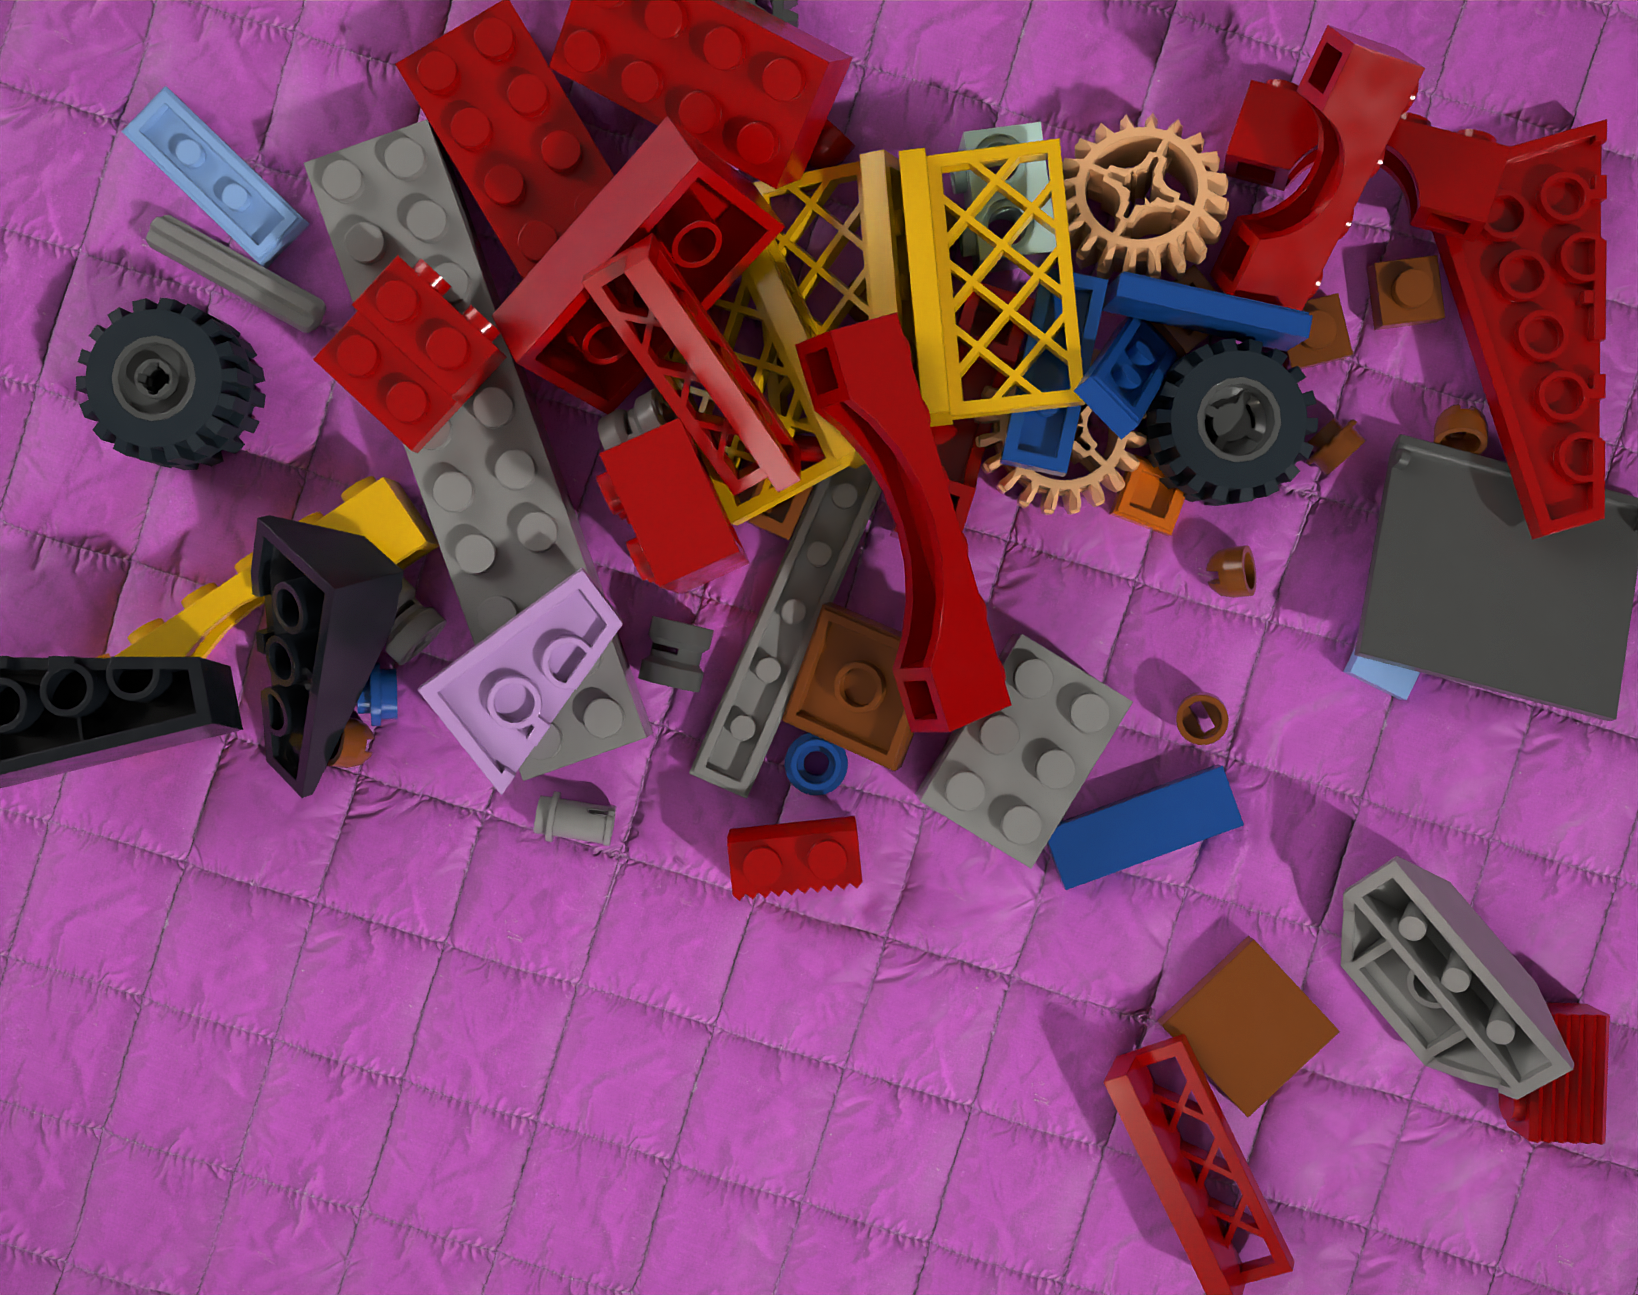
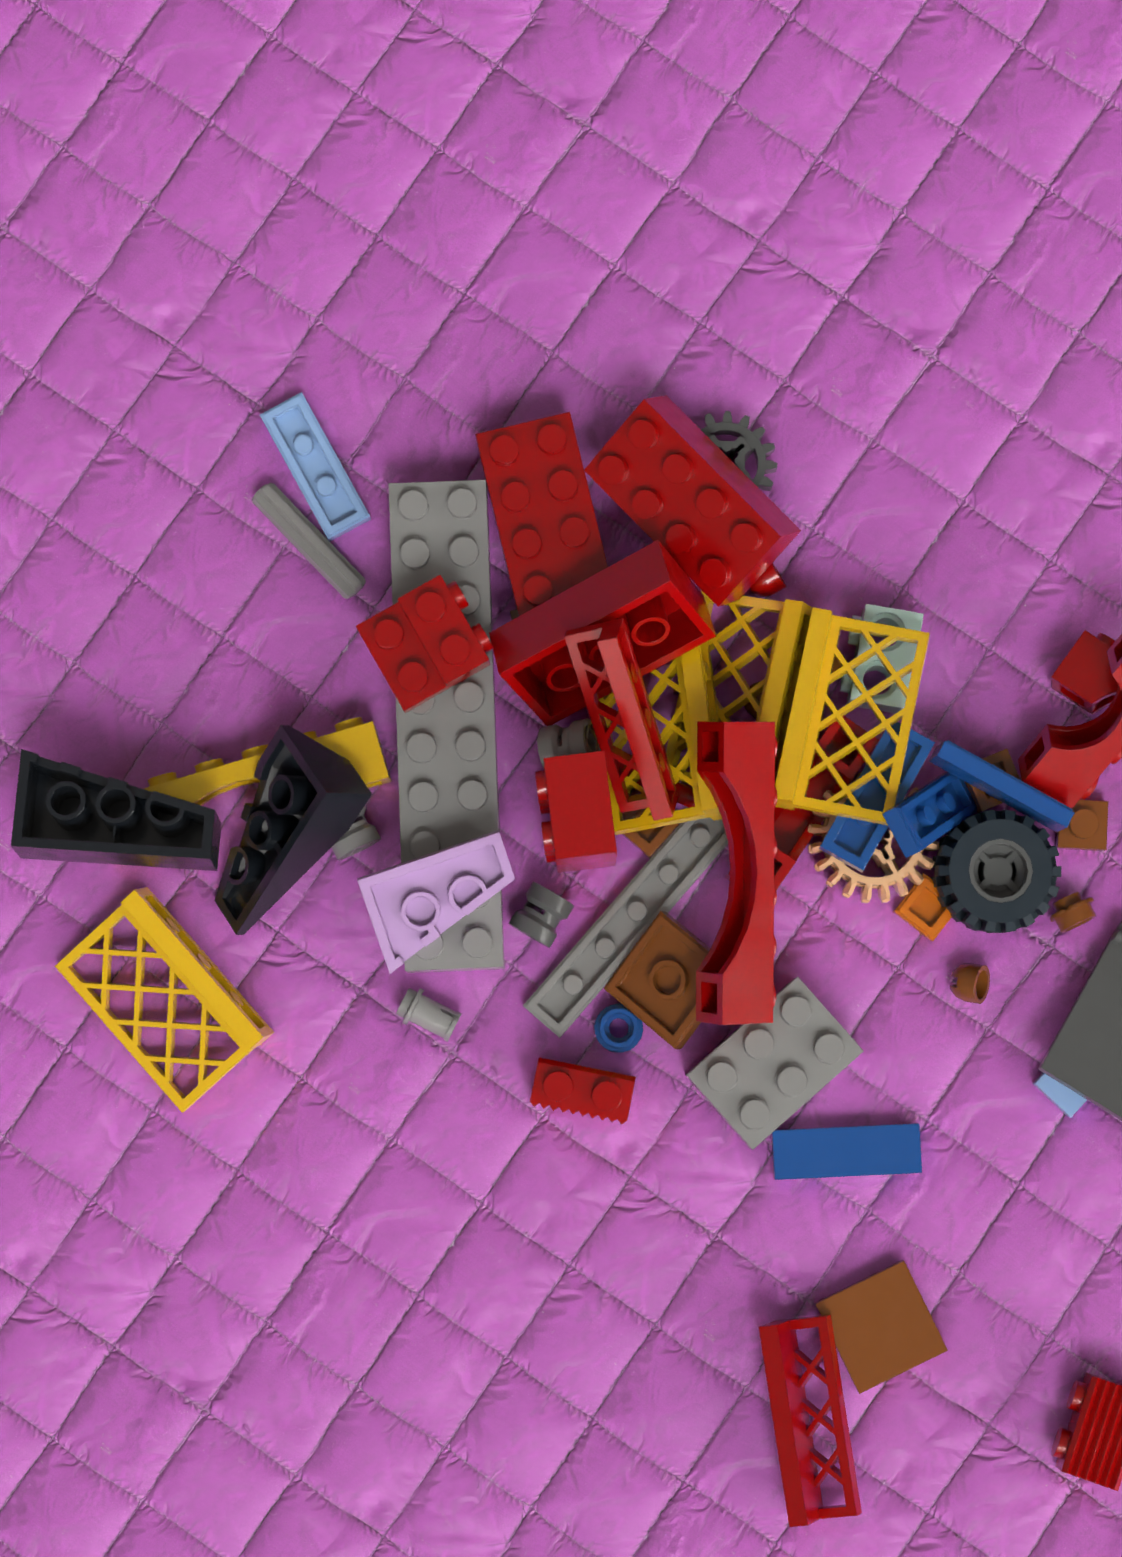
camera: 25 degrees right, 5 degrees down
(170, 384) = (239, 608): black wheel -> none
(255, 852) = (188, 964): none -> yellow fence
(352, 745) = (283, 909): dark orange hinge -> none
(379, 695) = (316, 879): blue plate -> none
(1183, 227) = (1005, 719): light nougat gear -> none
(1189, 724) = (904, 1085): dark orange hinge -> none
(1448, 981) = (1035, 1329): light grey wedge -> none

